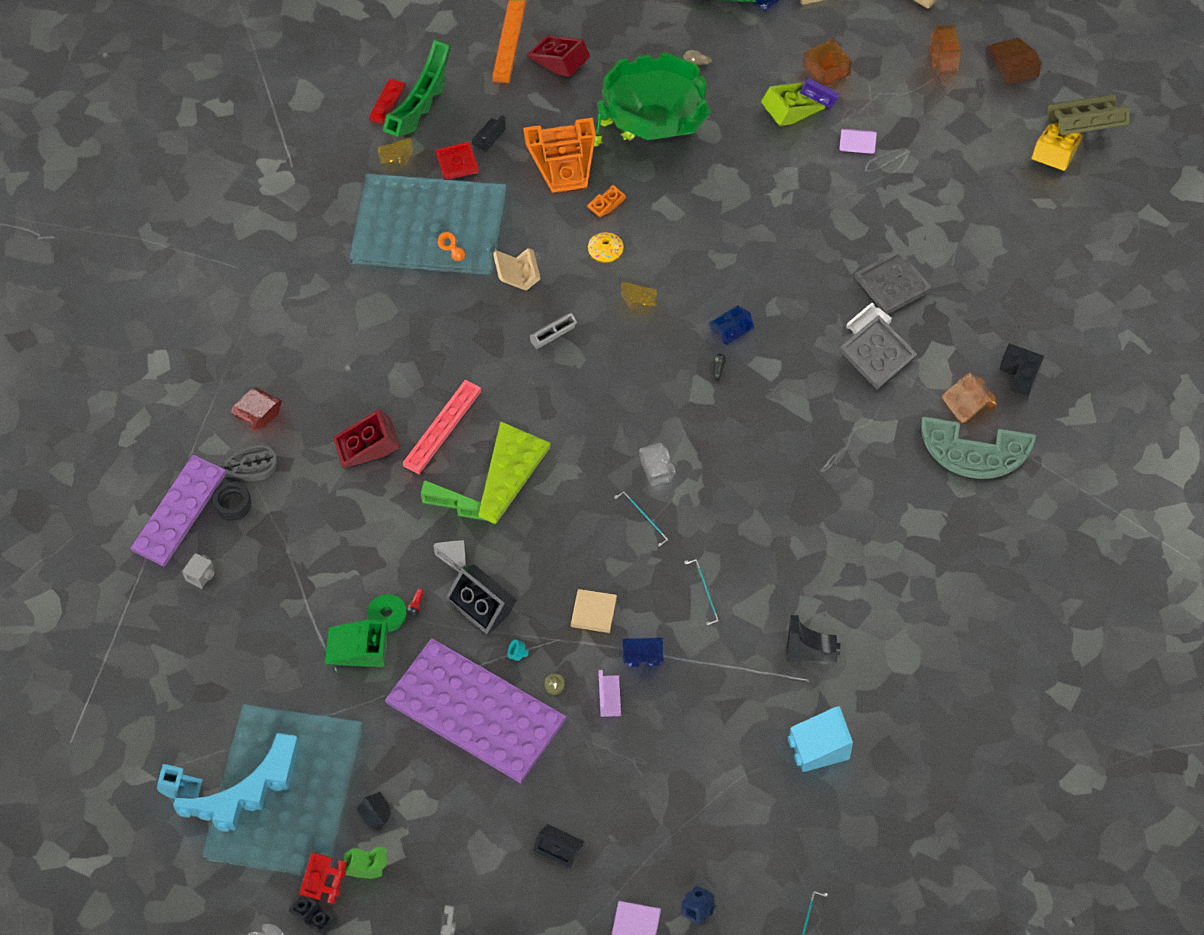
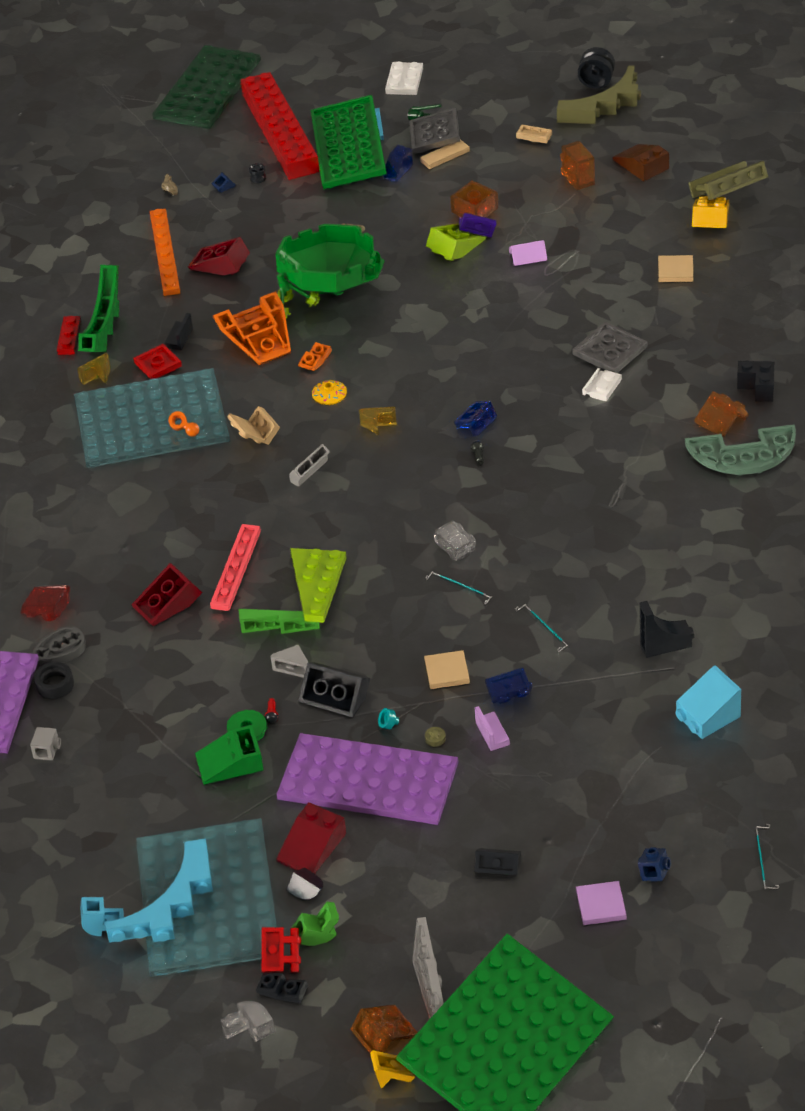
camera: 15 degrees left, 15 degrees down
(397, 763) = (312, 838): none -> dark red slope
(877, 352) = (621, 401): flat silver plate -> none
(995, 204) = (675, 268): none -> tan tile

